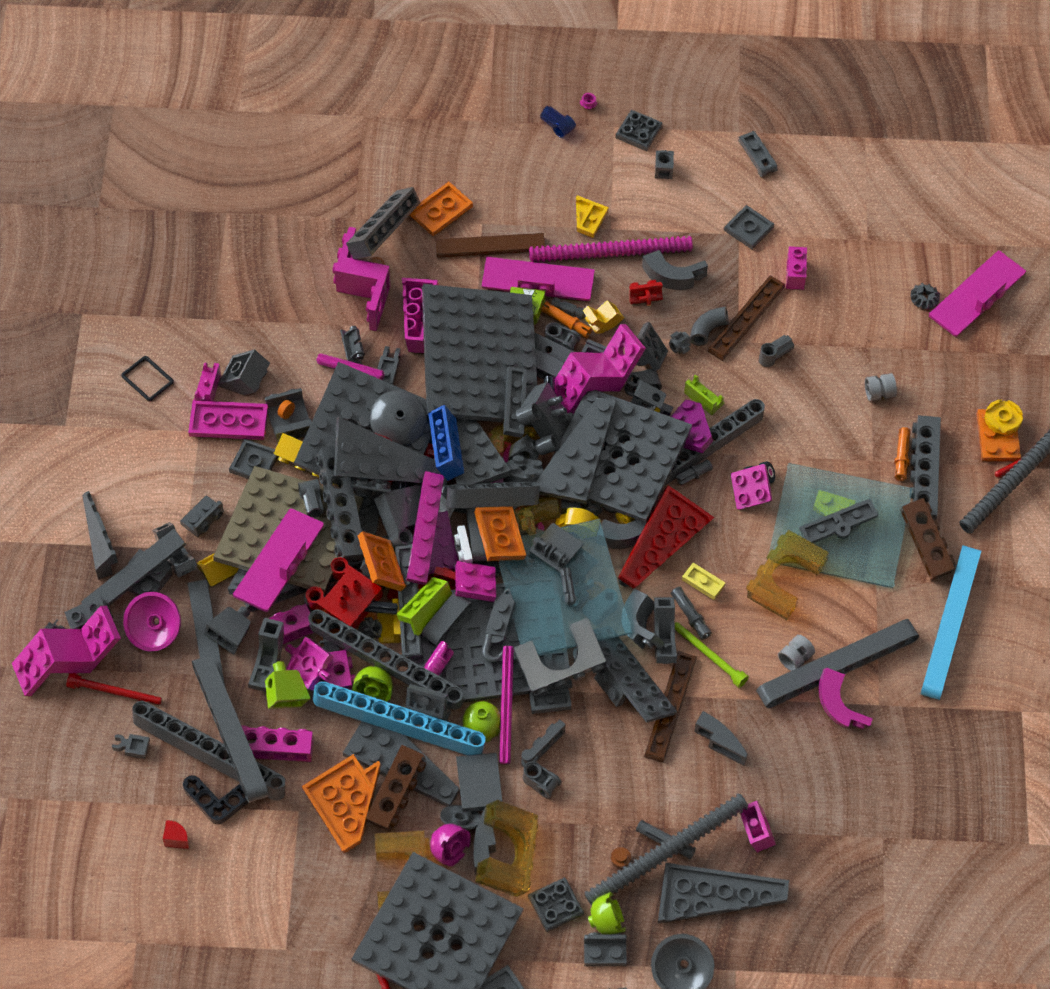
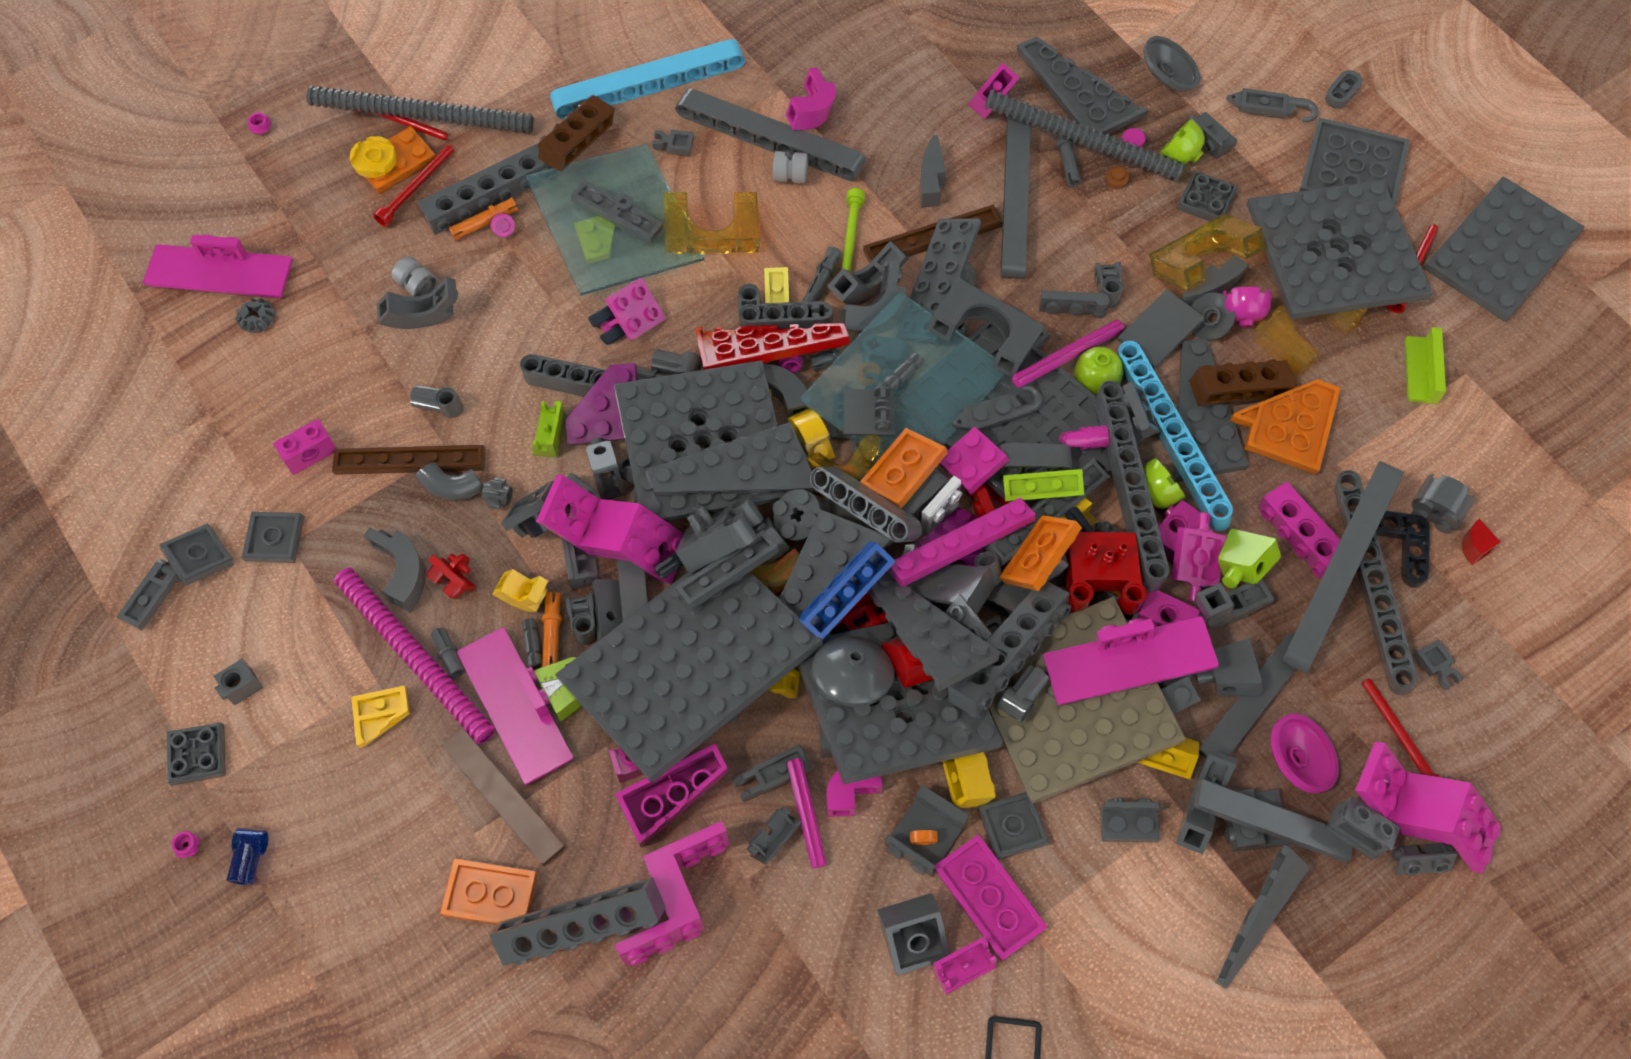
camera: 125 degrees left, 5 degrees up
(215, 831) = (1443, 502): none -> dark grey brick
(311, 922) = (1425, 367): none -> lime panel
(598, 266) = (447, 652): none -> dark grey axle
(643, 896) = (1134, 136): none -> dark pink tile
(659, 778) = (1015, 199): none -> dark grey beam
(677, 570) = (810, 312): none -> dark grey beam
(695, 487) = (675, 363): none -> dark grey piece
(766, 184) = (196, 554): none -> dark grey tile
(854, 374) = (418, 311): none -> dark grey arch
(878, 604) = (676, 143): none -> dark grey plate
(887, 460) = (502, 225): none -> dark pink tile
(951, 402) = (385, 214): none -> red piece

